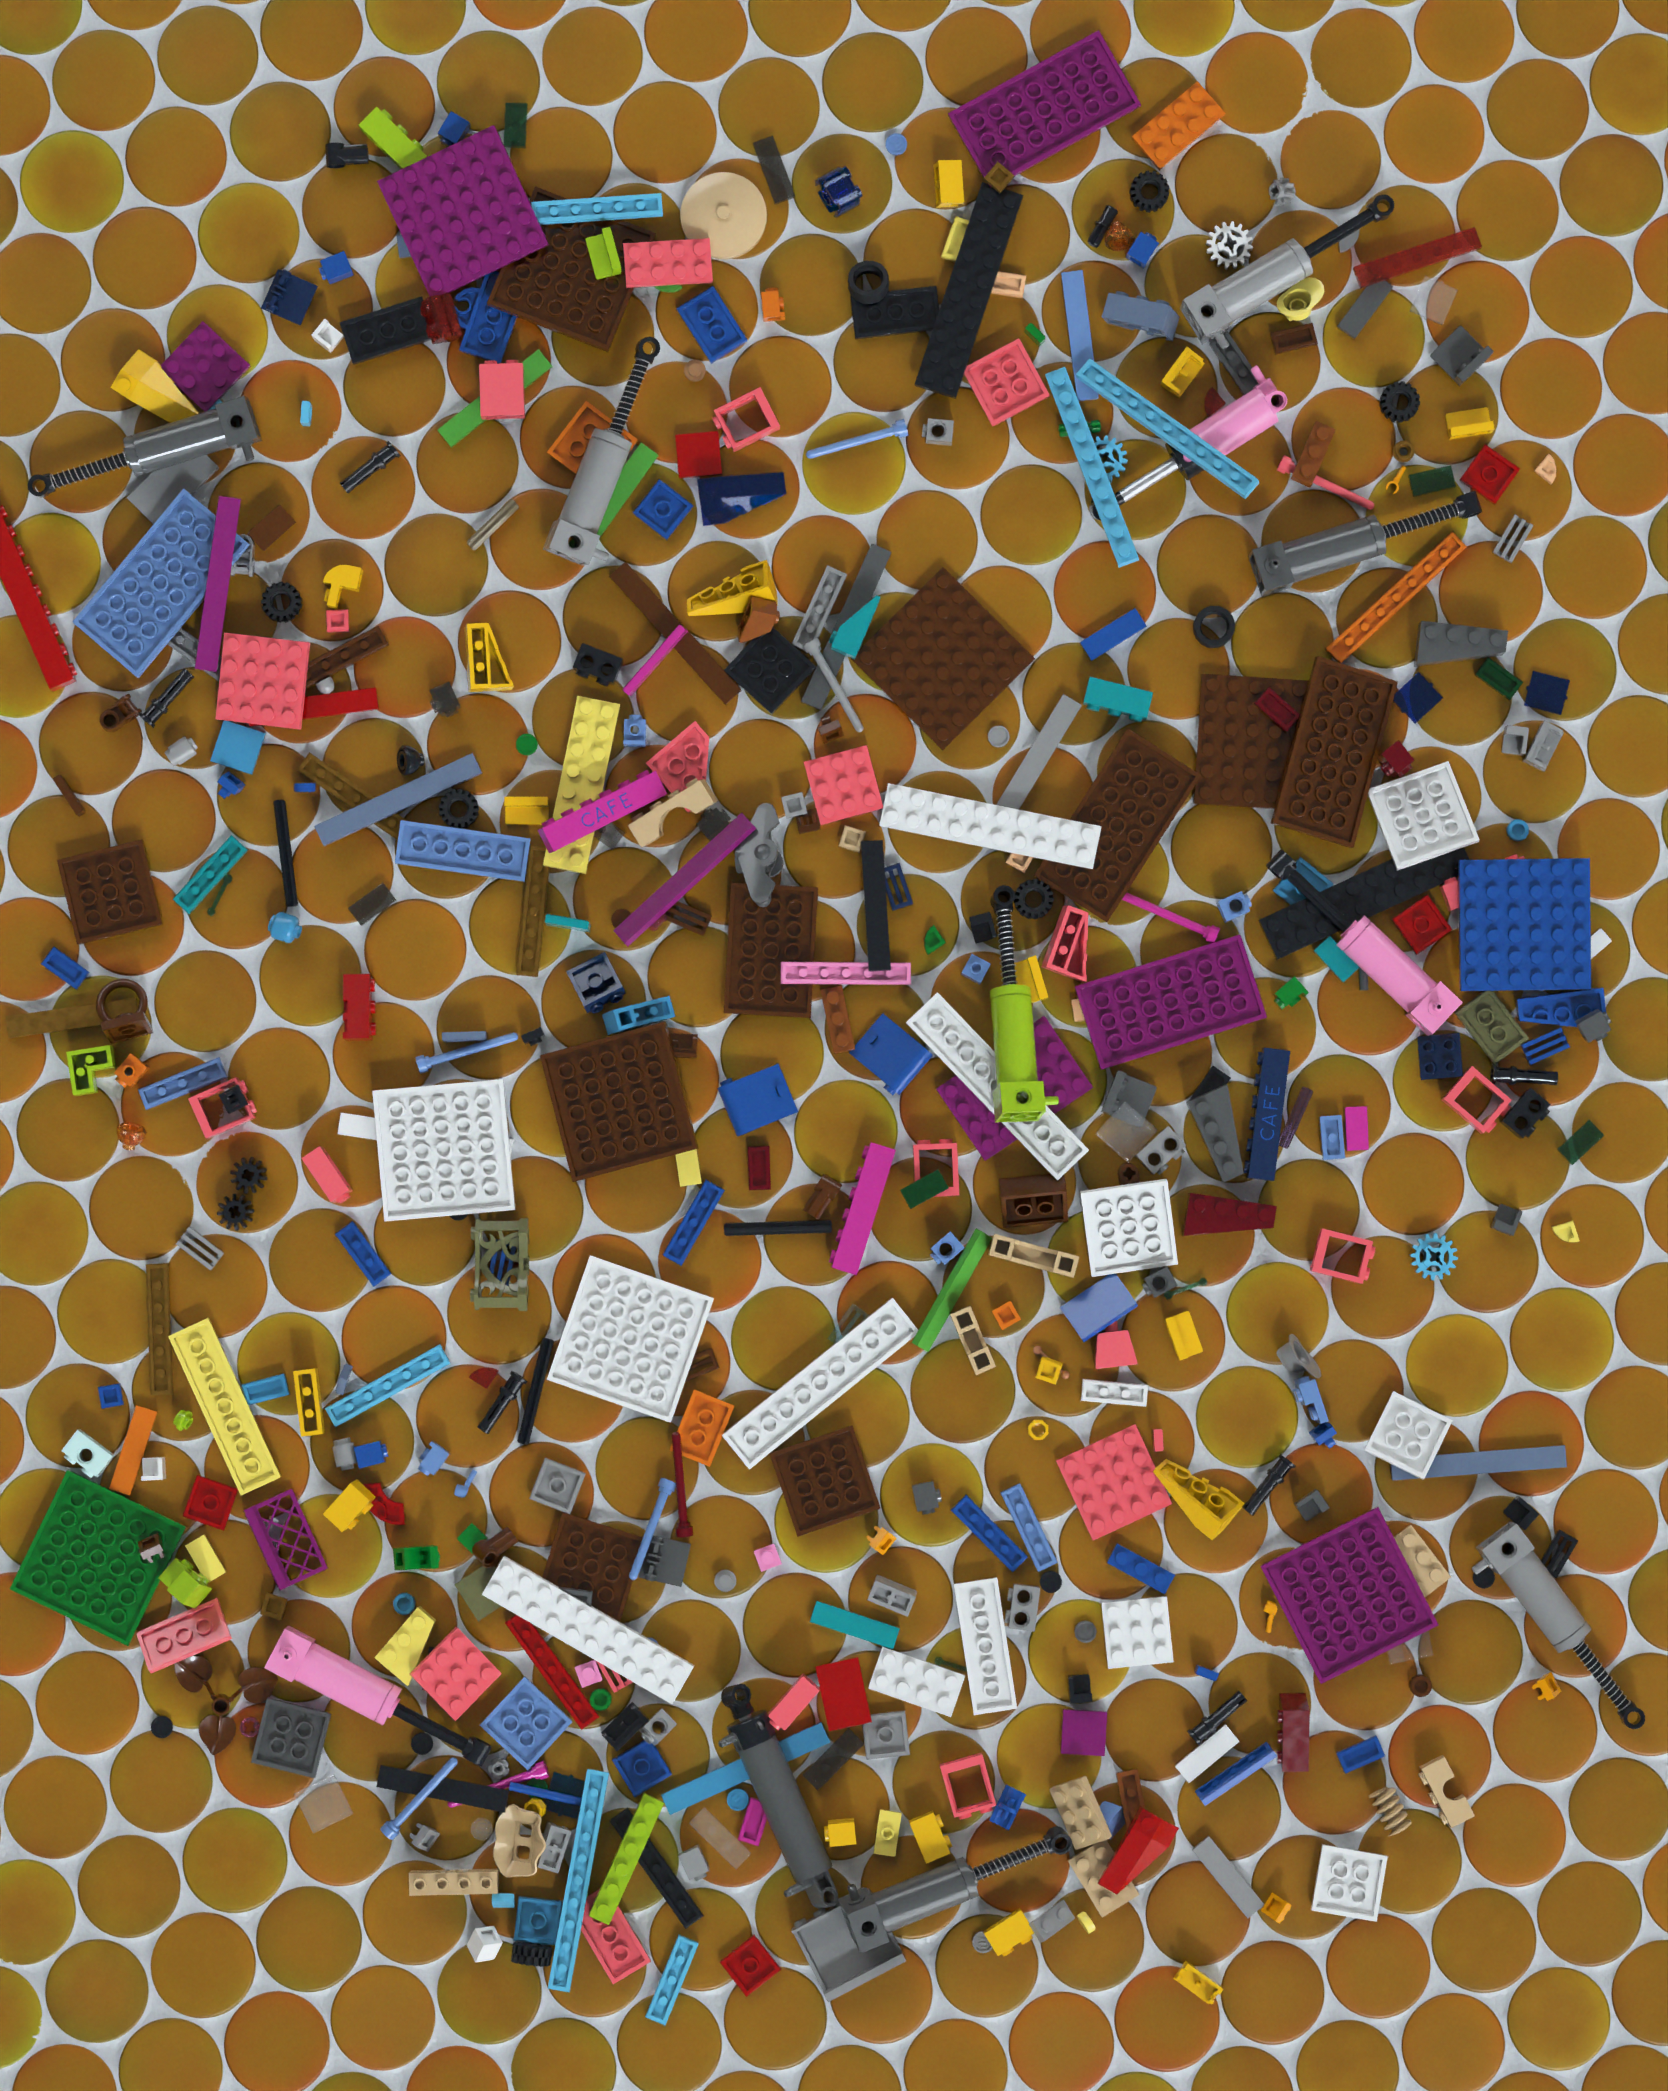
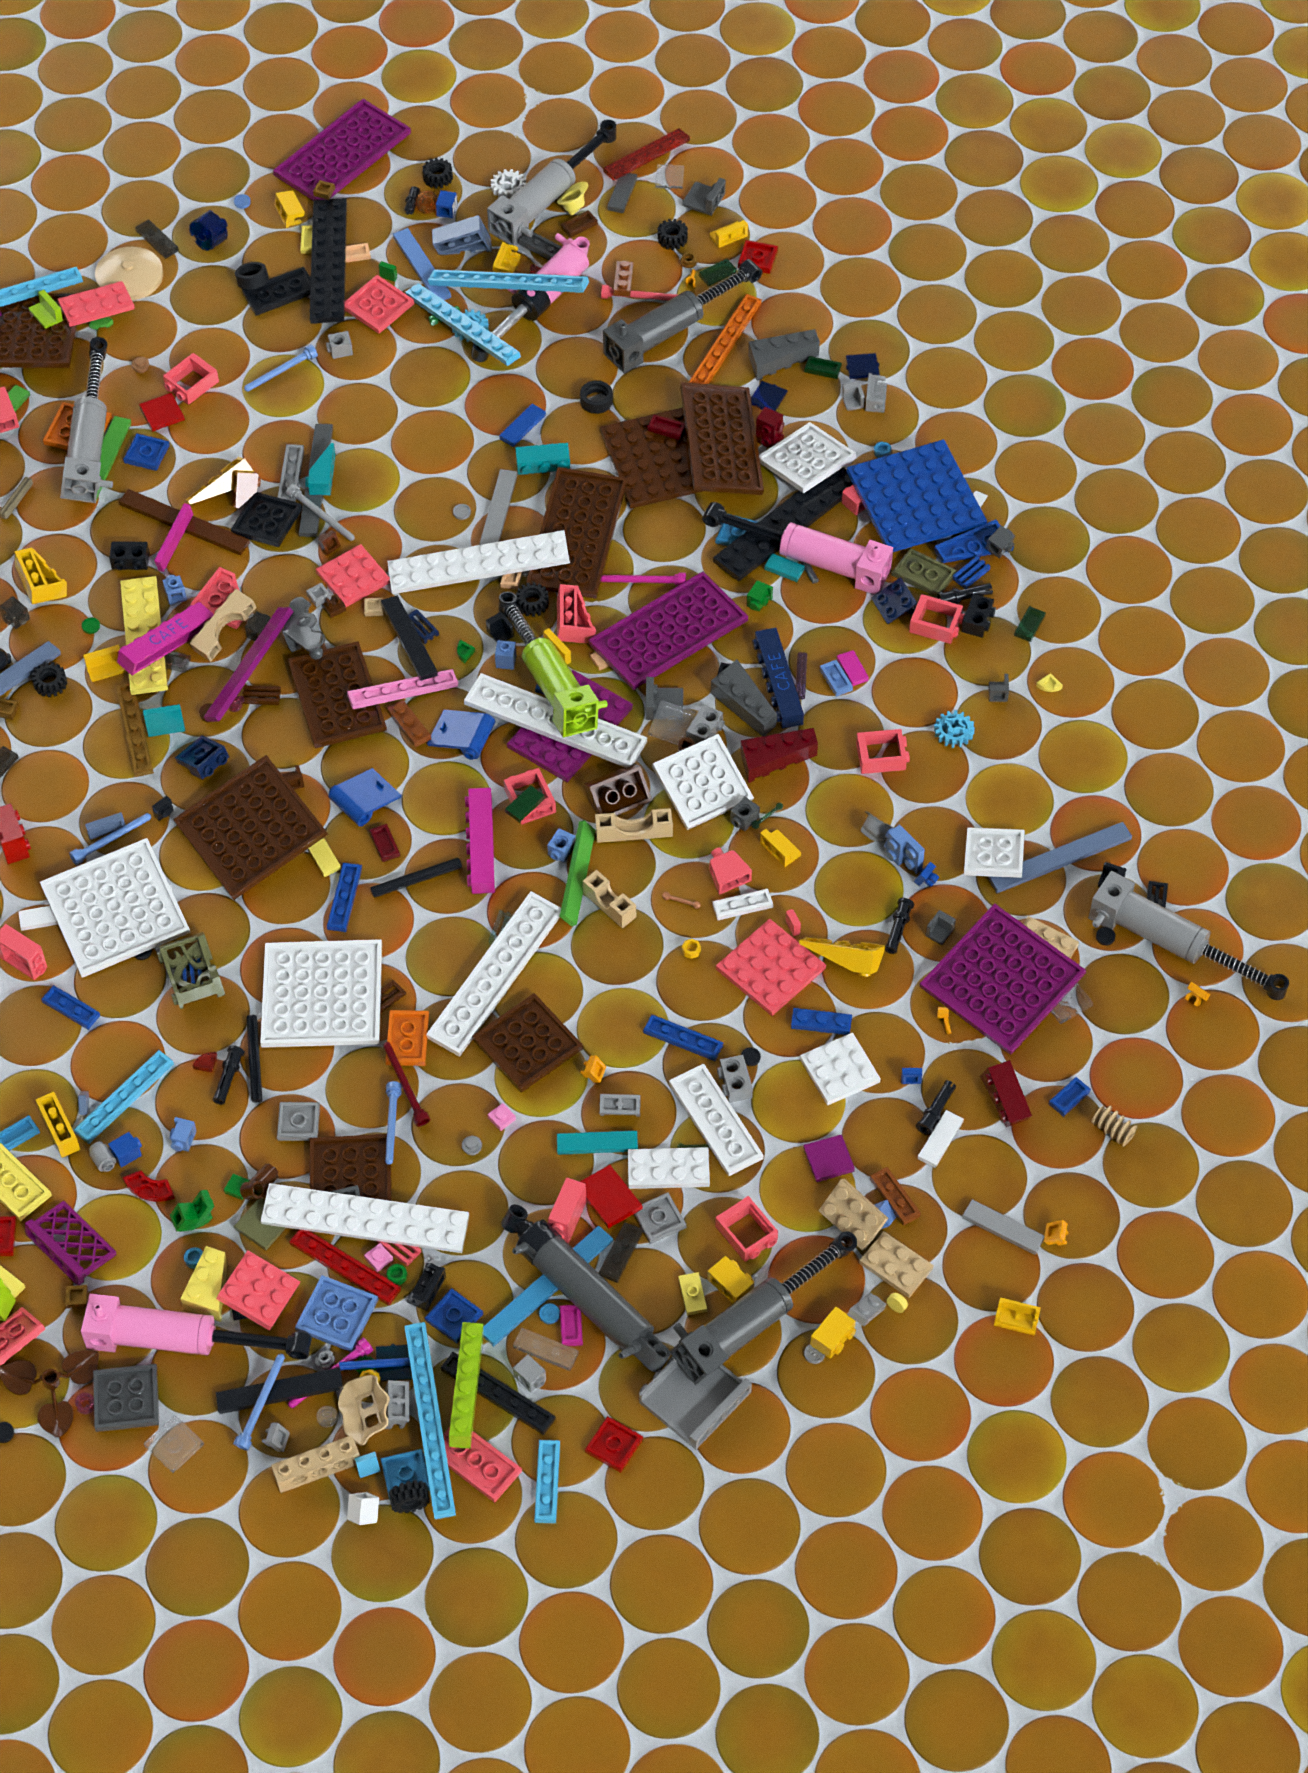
camera: 15 degrees left, 30 degrees down
(349, 1506) = (119, 1192): yellow brick -> none
(422, 1743) = (248, 1365): black piece -> none
(461, 1491) = (216, 1153): medium blue hand -> none
(462, 851) = (61, 703): medium blue plate -> none
(638, 1015) = (233, 766): dark azure slope -> none
(664, 1721) = (455, 1274): light grey brick -> none
(665, 1561) = (413, 1147): dark grey hinge -> none
(712, 324) = (143, 336): blue tile -> none
(732, 496) = (194, 426): clear blue wedge -> none
(772, 305) = (185, 310): orange brick -> none
(824, 1193) = (444, 840): reddish brown piece -> none
(840, 1832) = (651, 1298): yellow brick -> none
(926, 1497) = (617, 1025): dark grey brick -> none
(943, 658) = (398, 477): reddish brown plate -> none
(1006, 1315) = (629, 877): orange plate -> none
(1007, 1807) = (788, 1233): blue hips -> none
(1029, 1527) = (714, 1022): medium blue tile -> none
(1049, 1370) = (682, 904): yellow tile -> none
(1079, 1688) = (810, 1126): black panel -> none
(1085, 1631) = (796, 1083): flat silver piece -> none
(1098, 1306) = (702, 844): tile -> none
(1140, 1846) = (917, 1220): red wedge -> none
(1178, 125) = (442, 134): orange plate -> none
(1226, 913) = (689, 556): medium blue brick -> none
(1235, 1773) = (971, 1142): blue tile -> none
(1282, 191) = (532, 145): light grey gear -> none
(1348, 242) = (592, 160): light grey tile -> none
(1349, 1882) = (1108, 1194): white plate -> none
(1420, 1685) = (1094, 1029): reddish brown tile -> none
(1421, 924) = (840, 525): red tile -> none
(1453, 1810) = (1165, 1108): tan arch -> none
(1522, 522) = (794, 277): light grey tile -> none
(1547, 469) = (797, 242): light nougat tile -> none

